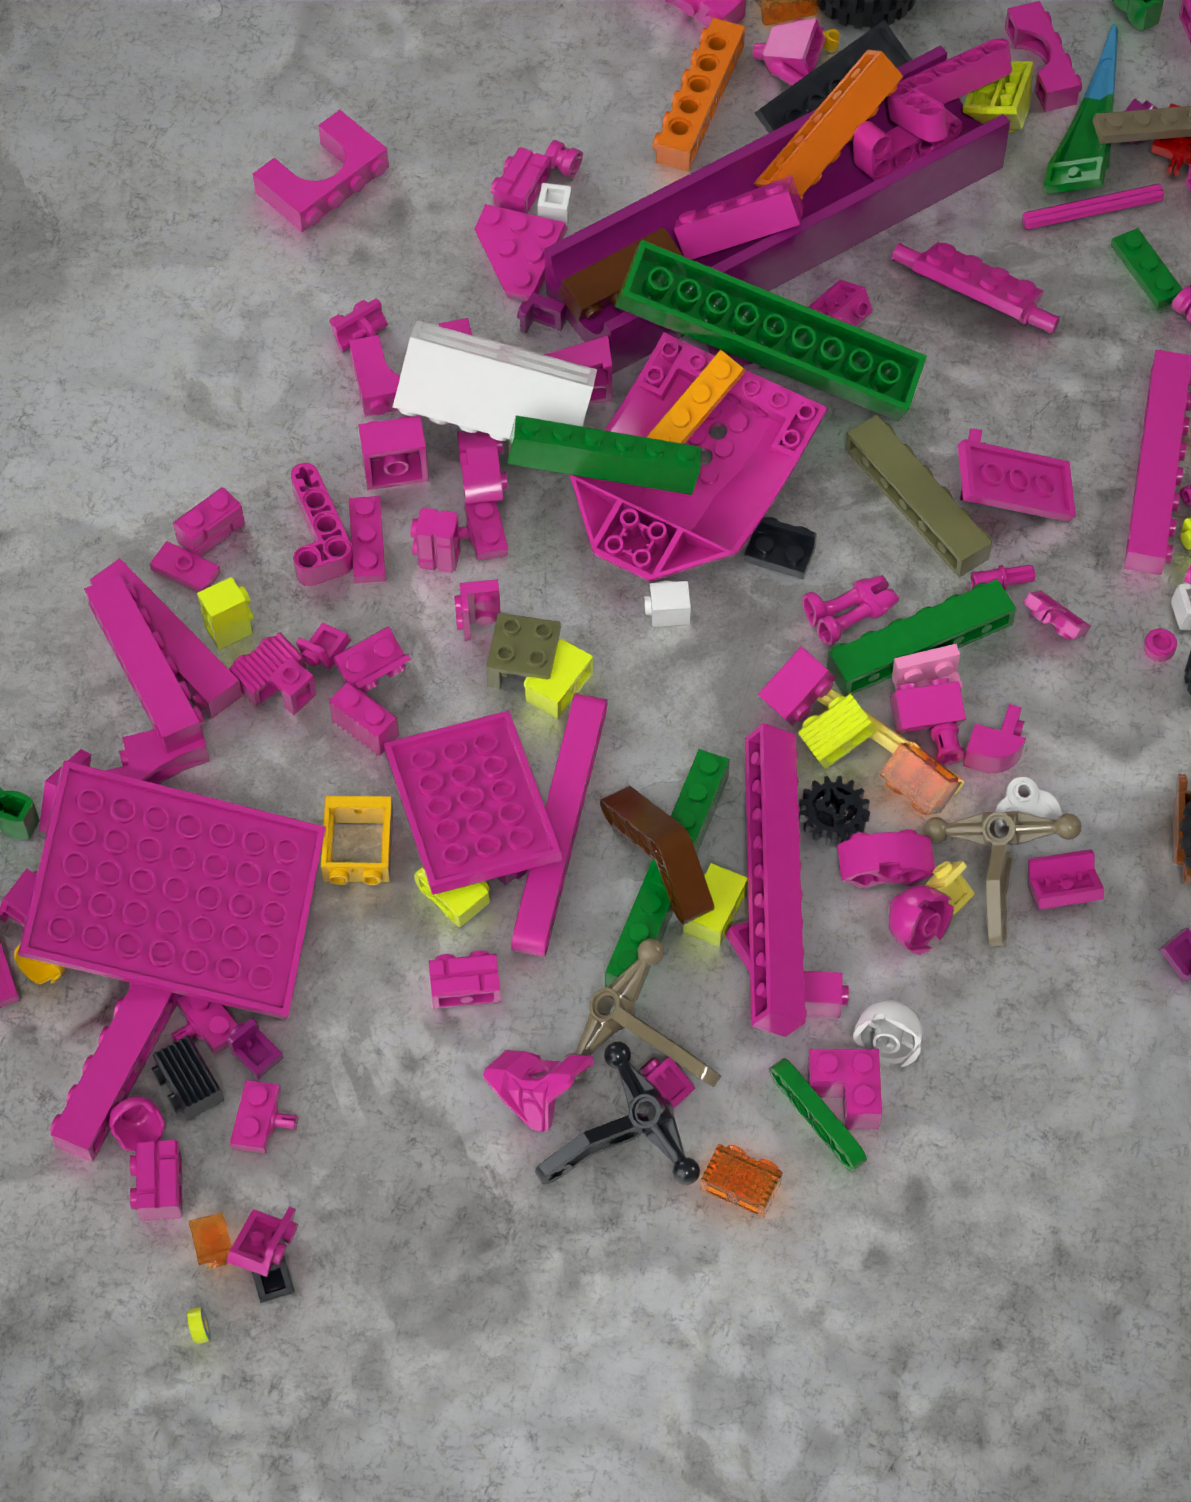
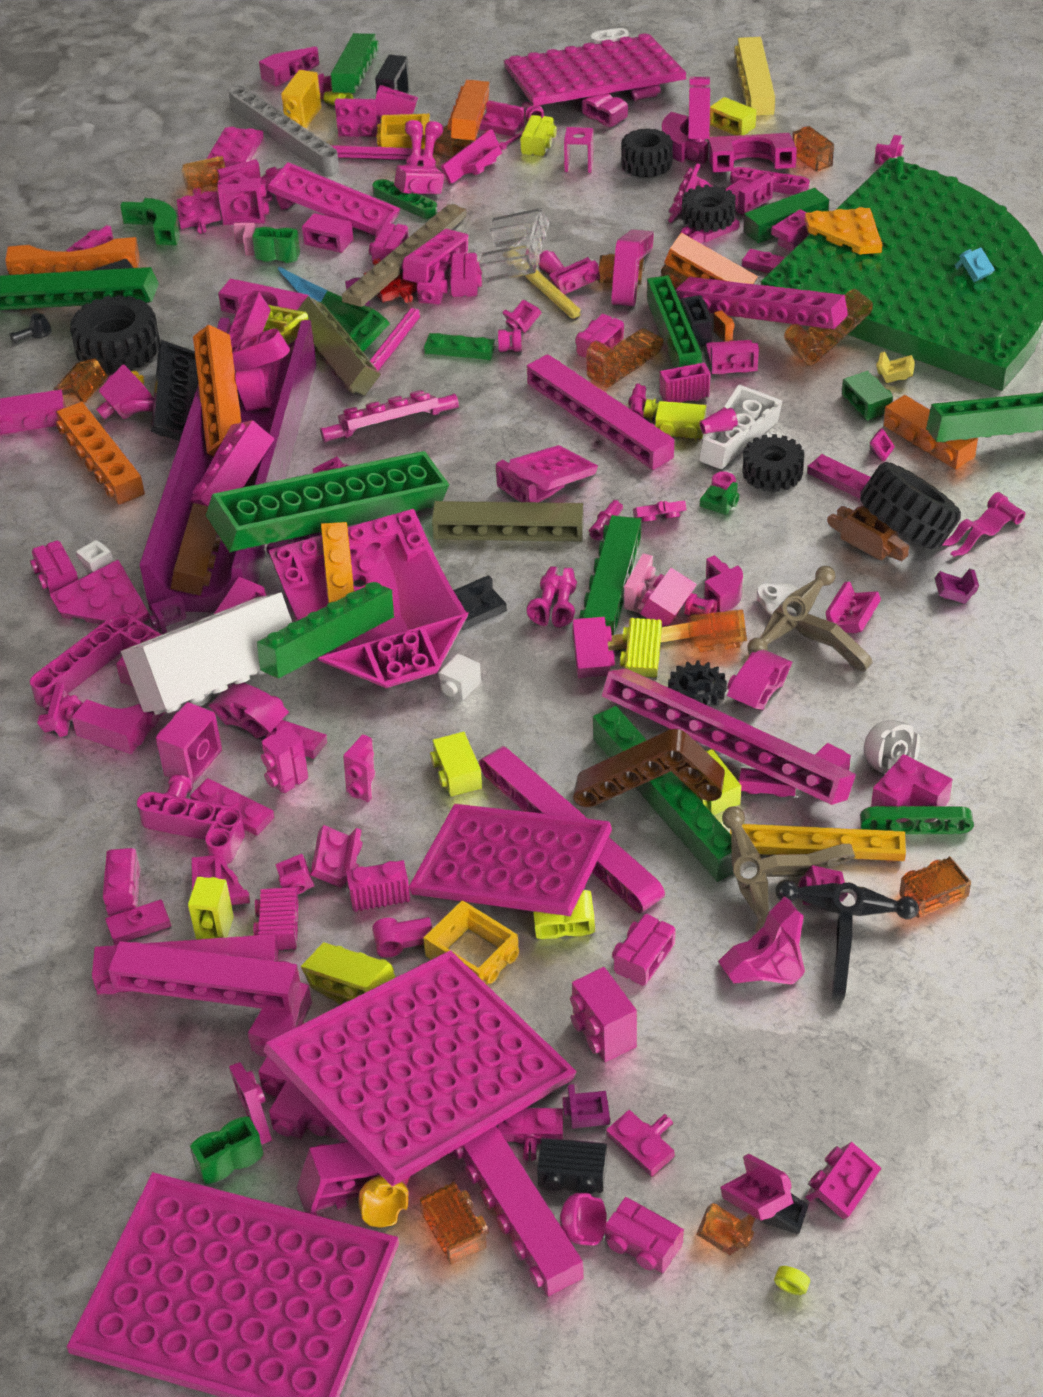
camera: 50 degrees left, 15 degrees down
(64, 1027) = (454, 1223): none -> clear orange brick
(243, 765) = (344, 973): none -> neon yellow wedge
(271, 592) = (217, 867): none -> dark pink wing
(295, 684) = (309, 903): dark pink bracket -> none
(321, 772) = (393, 936): none -> dark pink piece
(334, 1305) = (843, 1179): none -> dark pink bracket
(343, 486) = (179, 786): none -> dark pink bush
(353, 995) = (604, 1015): none -> dark pink brick
(442, 295) = (90, 655): none -> dark pink beam
(522, 648) = (414, 766): olive bracket -> none
(564, 159) = (67, 537): dark pink wheel -> none
(717, 1044) = (807, 840): none -> yellow plate
(918, 917) = (815, 687): dark pink cylinder -> none
(950, 881) = (806, 660): light yellow bracket -> none
(1030, 165) = (339, 349): none -> olive brick
(1129, 657) = (719, 499): none -> green bracket

